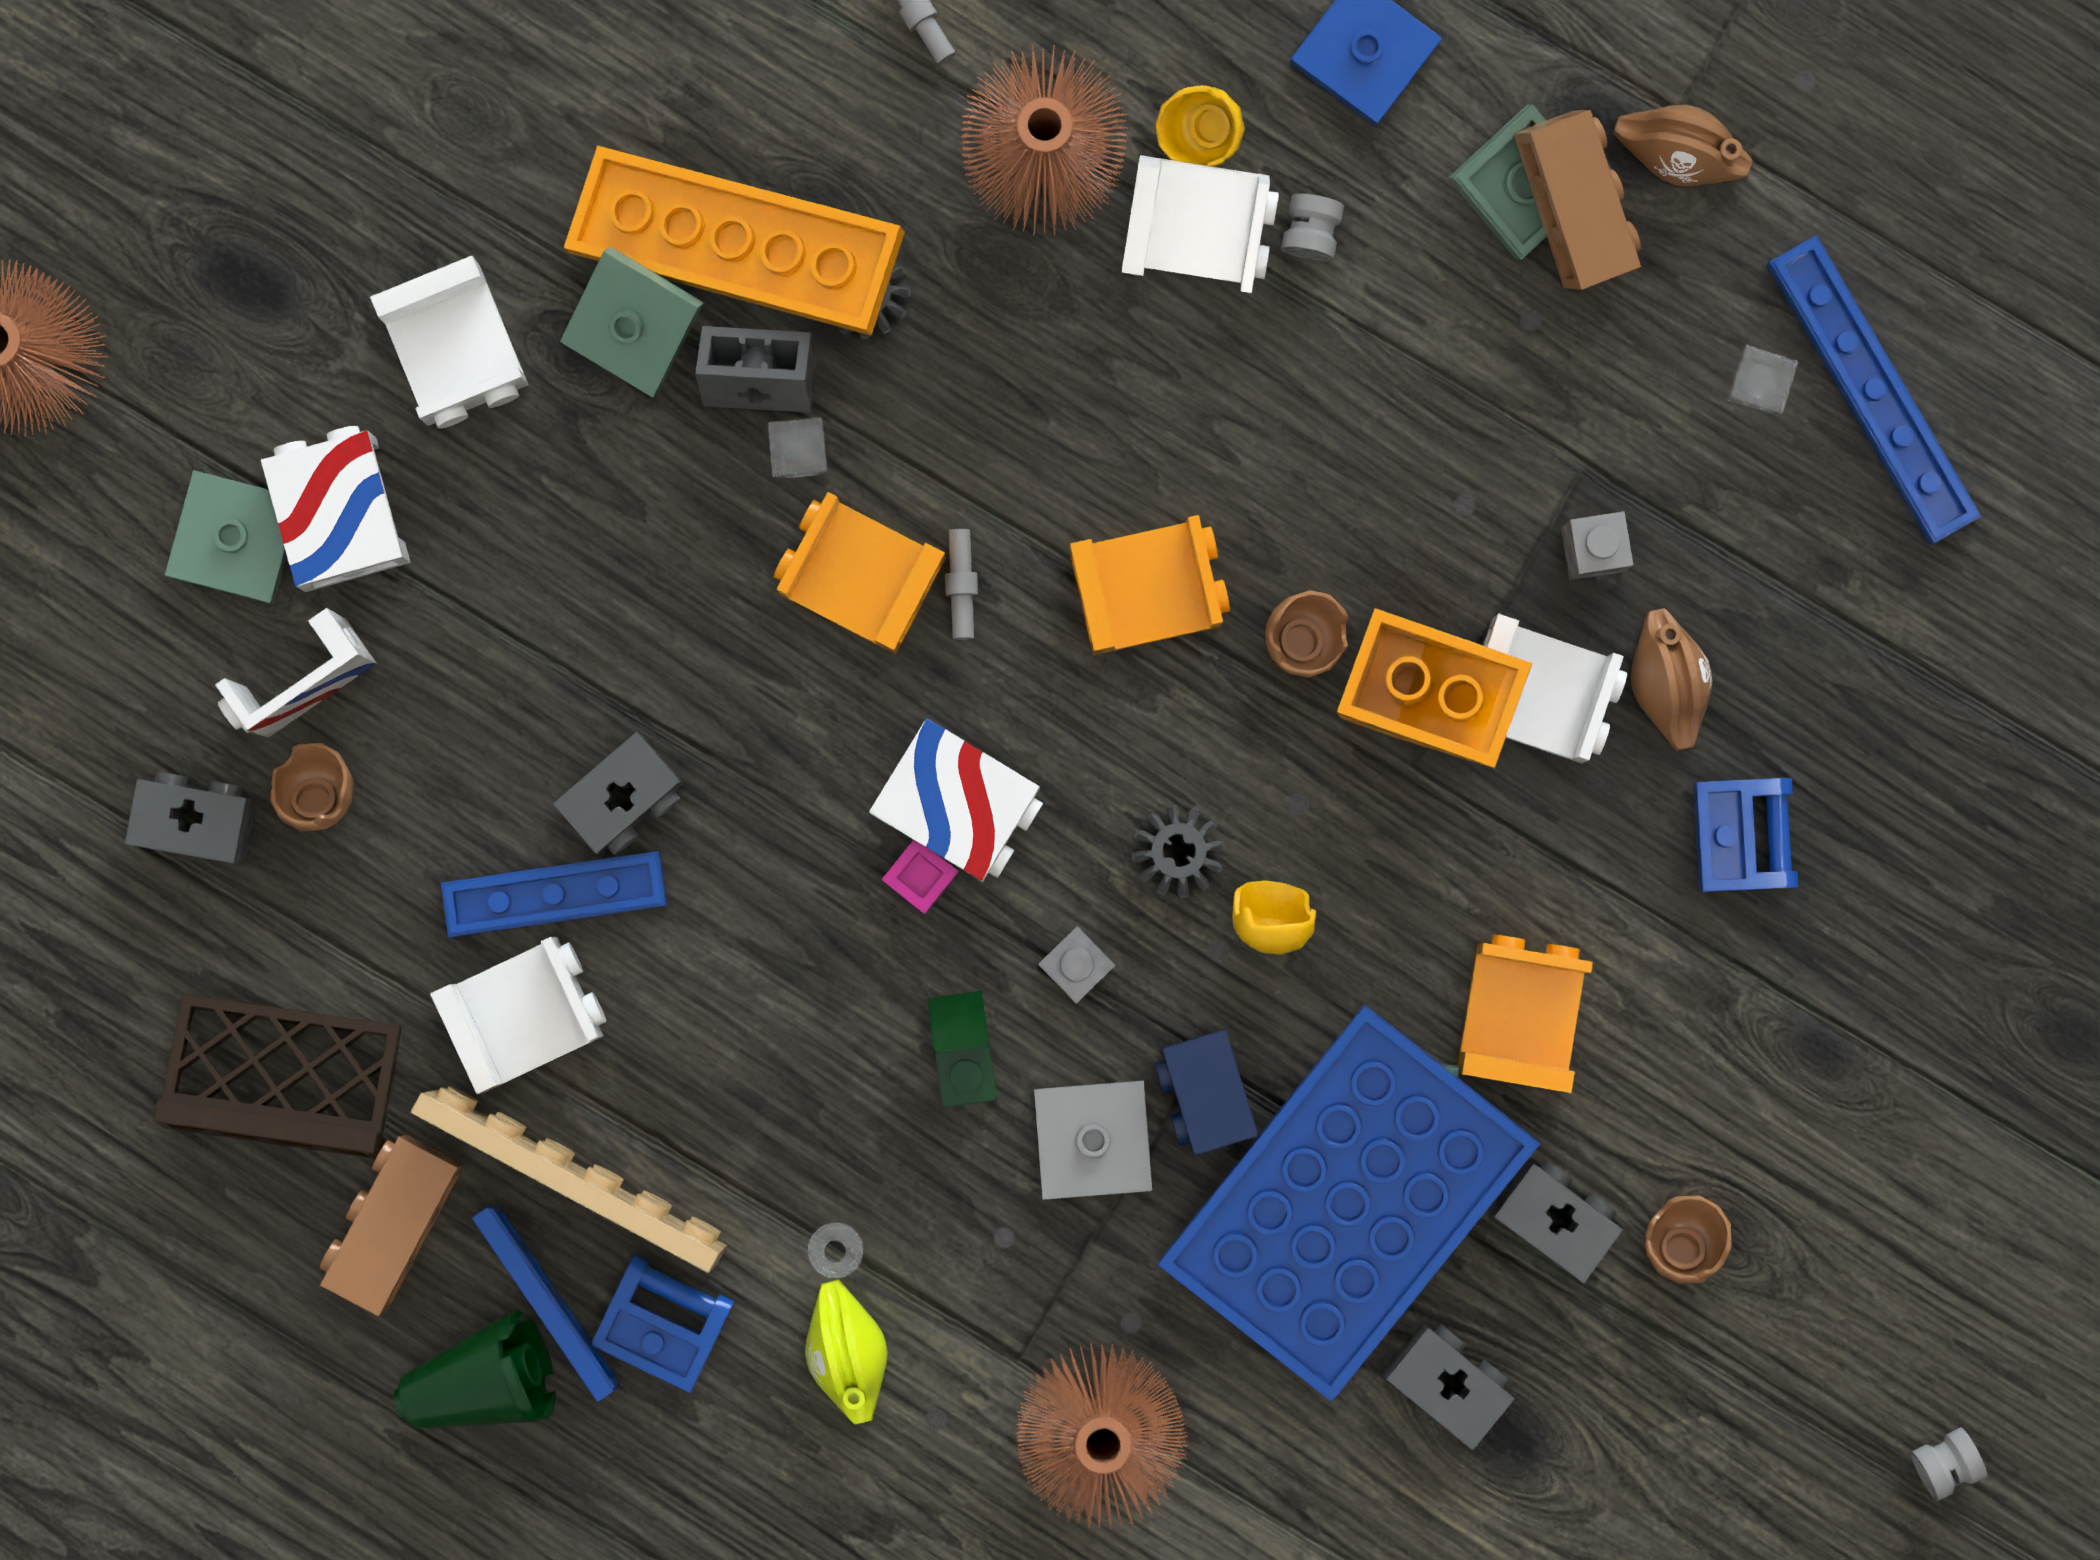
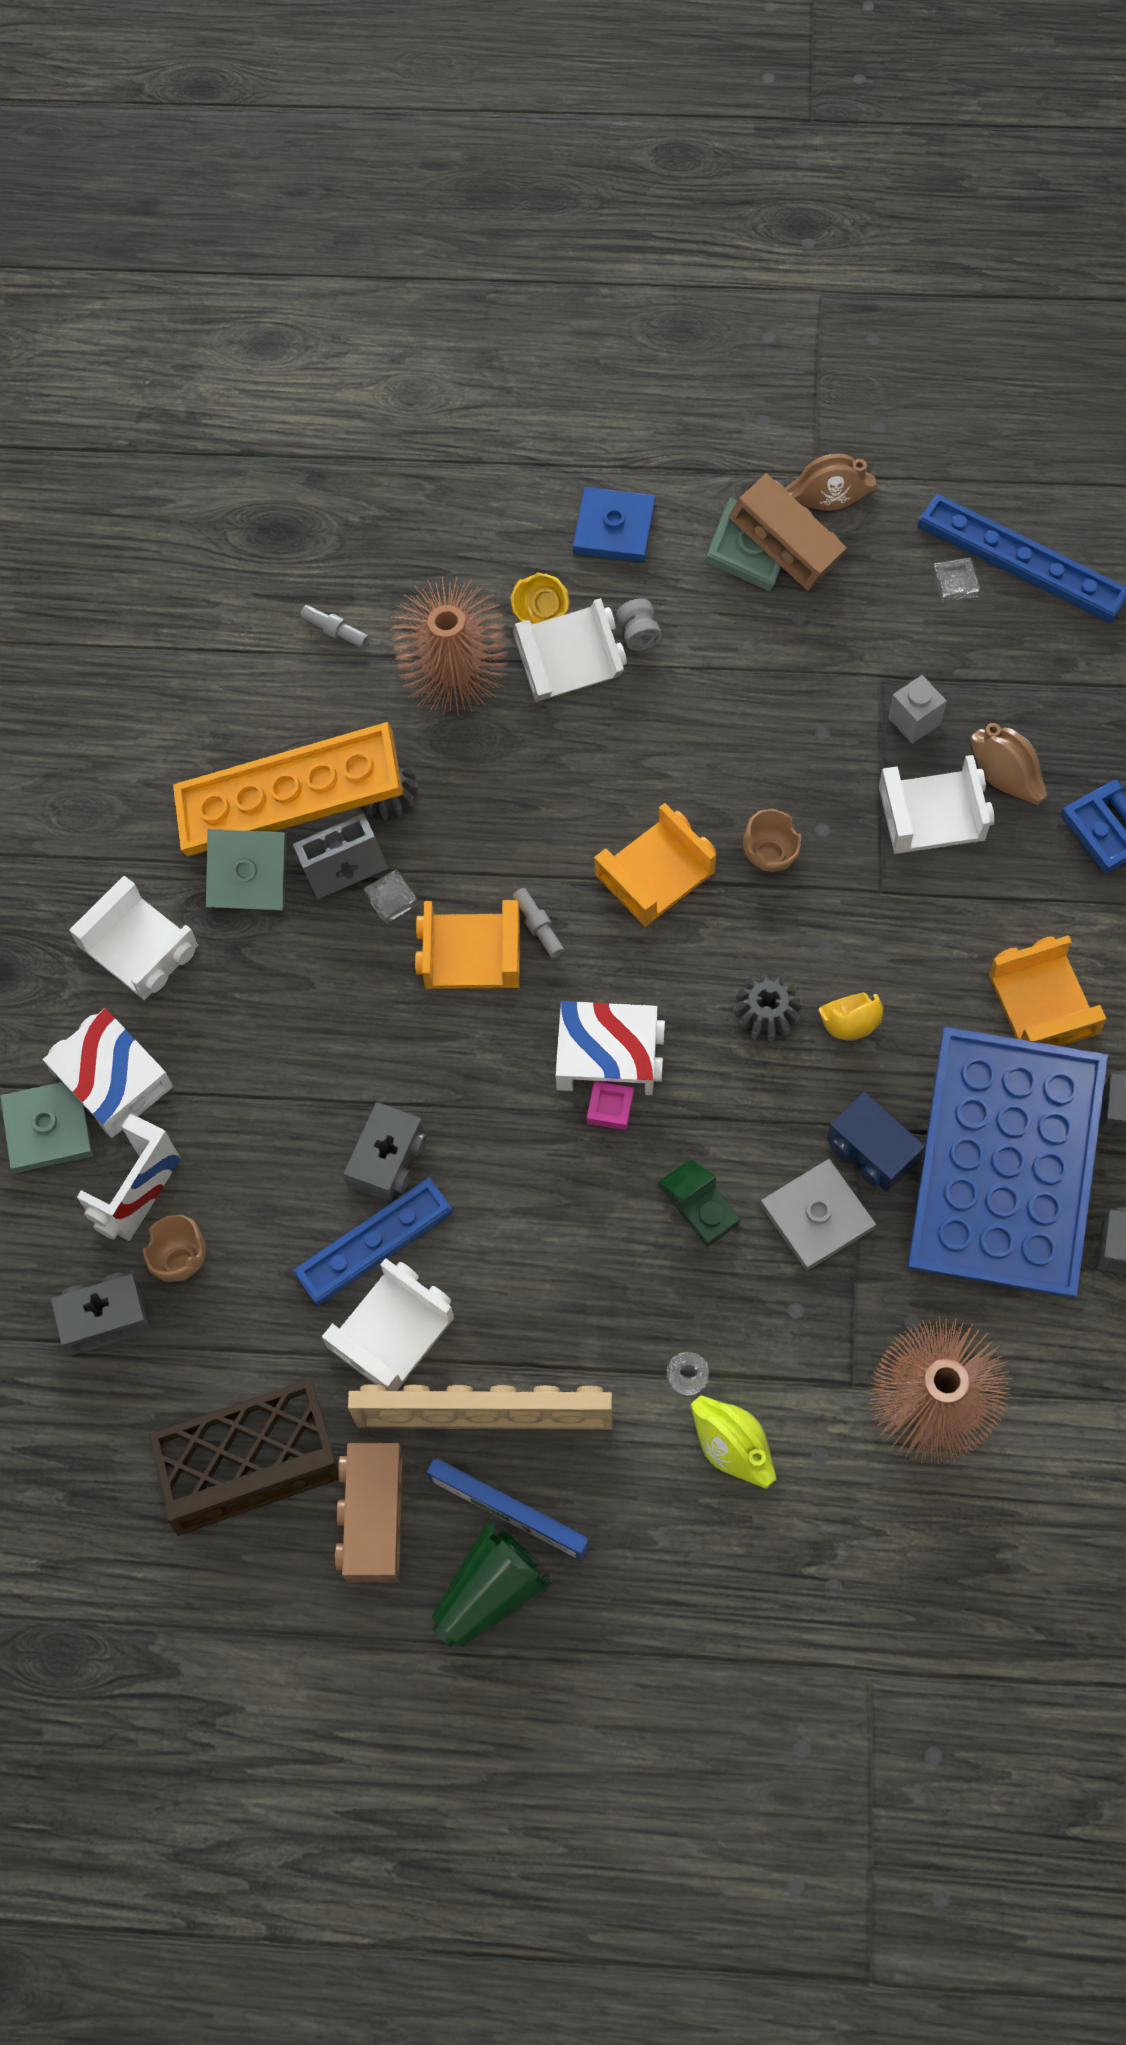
camera: 15 degrees left, 20 degrees down
(654, 1340) = (596, 1498): blue plate -> none
(1076, 964) = (743, 1111): flat silver plate -> none
(1433, 689) = (870, 827): light orange slope -> none

